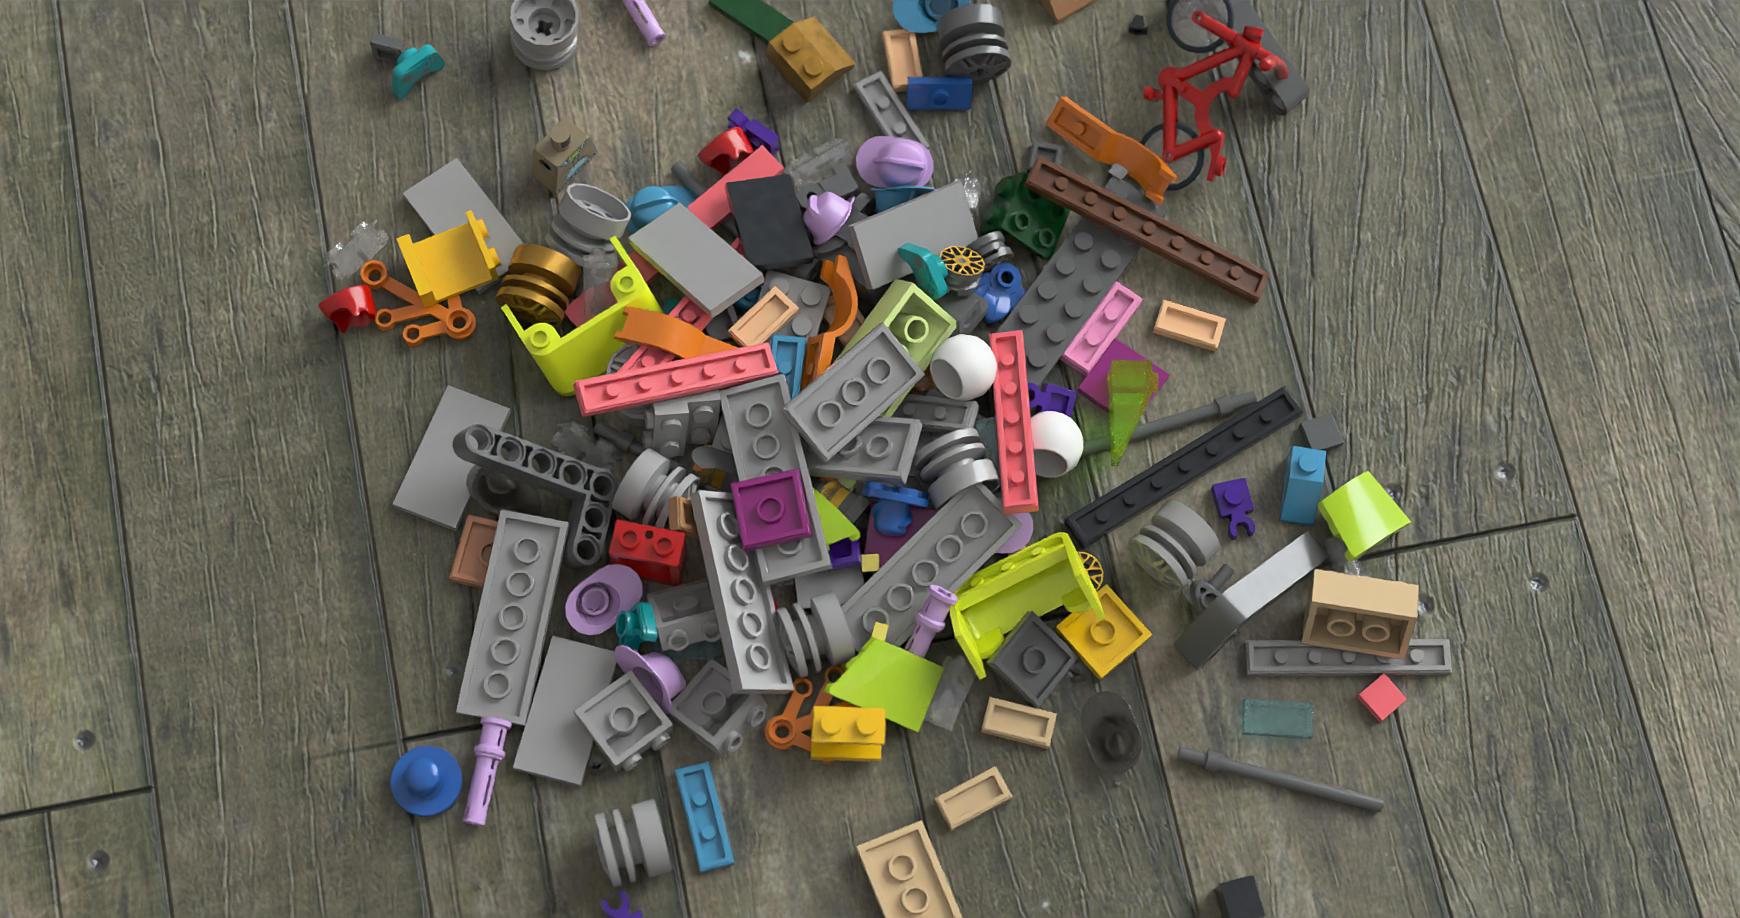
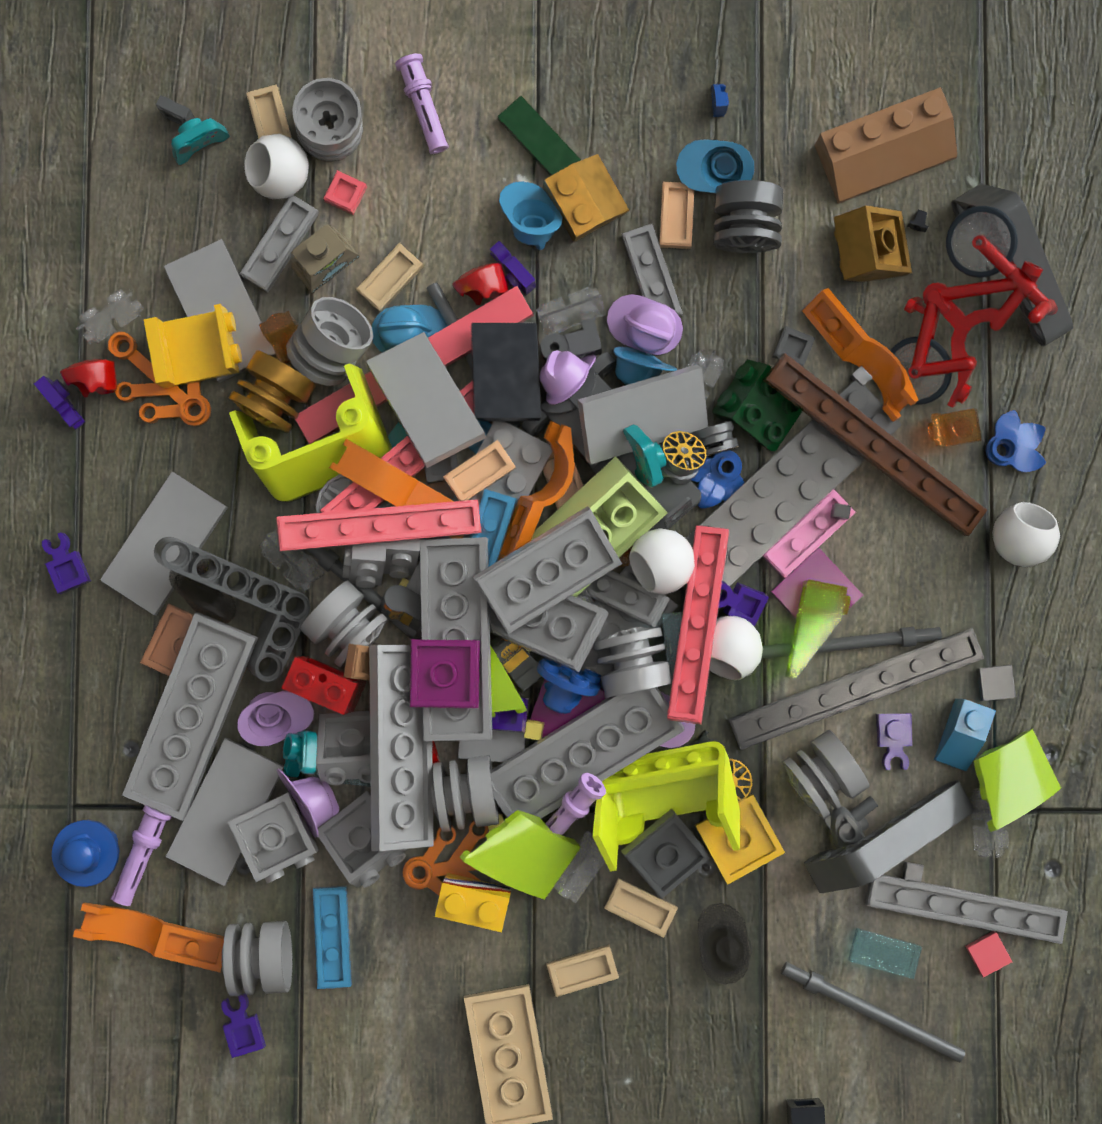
camera: 20 degrees right, 15 degrees up
(316, 334) = (57, 395): none -> dark purple plate
(355, 498) = (67, 568): none -> dark purple plate
(483, 42) = (268, 111): none -> tan tile
(501, 78) = (276, 166): none -> white helmet
(514, 153) = (278, 242): none -> light grey tile
(516, 851) = (152, 935): none -> orange piece
(533, 226) = (278, 331): none -> clear orange bracket
(571, 95) = (345, 192): none -> coral tile
(598, 273) = (327, 397): clear hinge -> none
(632, 166) = (389, 277): none -> tan tile
(761, 79) = (530, 213): none -> dark azure piece
(879, 631) = (527, 802): light yellow piece -> none
(939, 93) = (704, 259): blue plate -> none
(1098, 51) = (872, 244): none -> pearl gold slope
(1128, 298) = (840, 511): none -> black piece
(1189, 325) = (894, 547): light nougat tile -> none
(1220, 203) = (955, 428): none -> clear orange bracket
(1285, 206) = (1019, 443): none -> blue plate
(1285, 631) = (912, 871): none -> flat silver piece
(1312, 285) = (1026, 534): none -> white helmet
(1360, 614) = (988, 879): tan brick -> none

